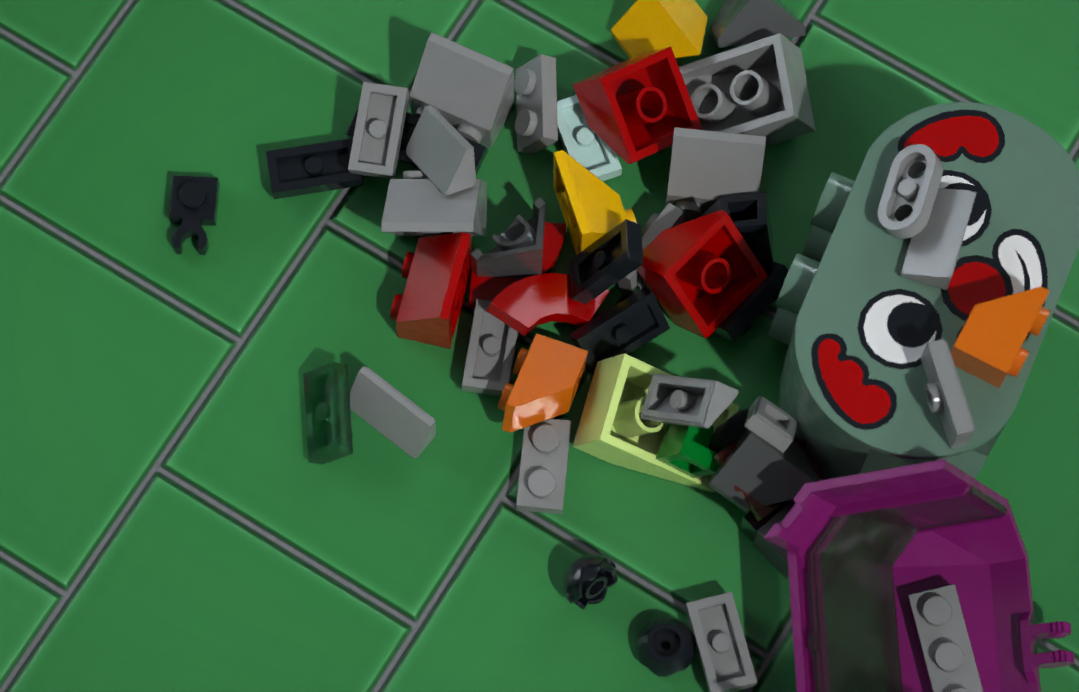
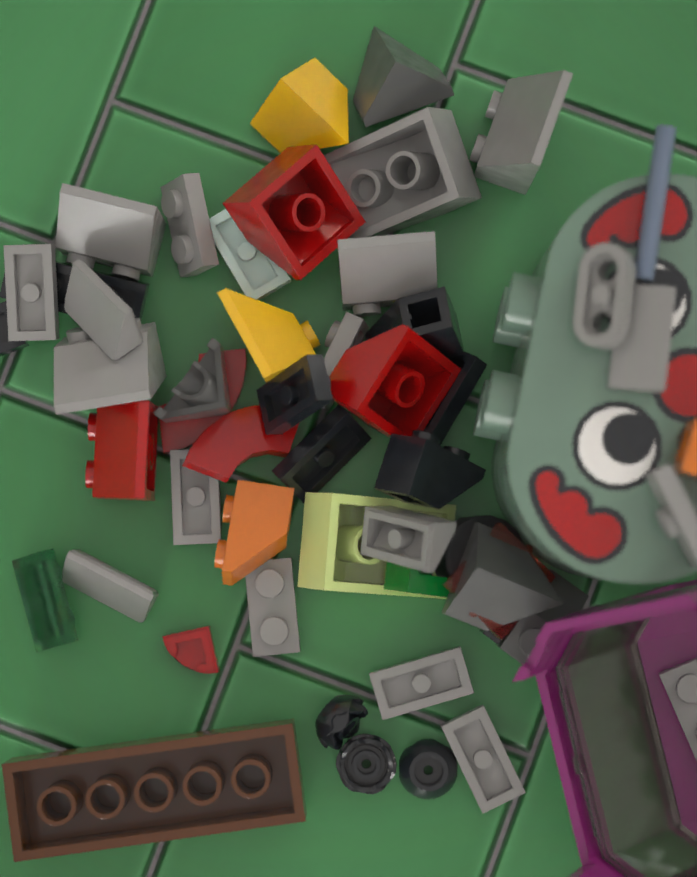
camera: 10 degrees left, 15 degrees up
(397, 604) = (154, 790): none -> reddish brown brick
(459, 490) = (193, 649): none -> red tile
(609, 612) = (370, 779): none -> black plate
(674, 561) = (421, 683): none -> light grey plate
(716, 351) = (425, 472): none -> black slope
(771, 423) = (495, 545): light grey tile -> none
(862, 75) = (520, 129): none -> light grey slope
(970, 124) = (655, 203): none -> sand blue bar

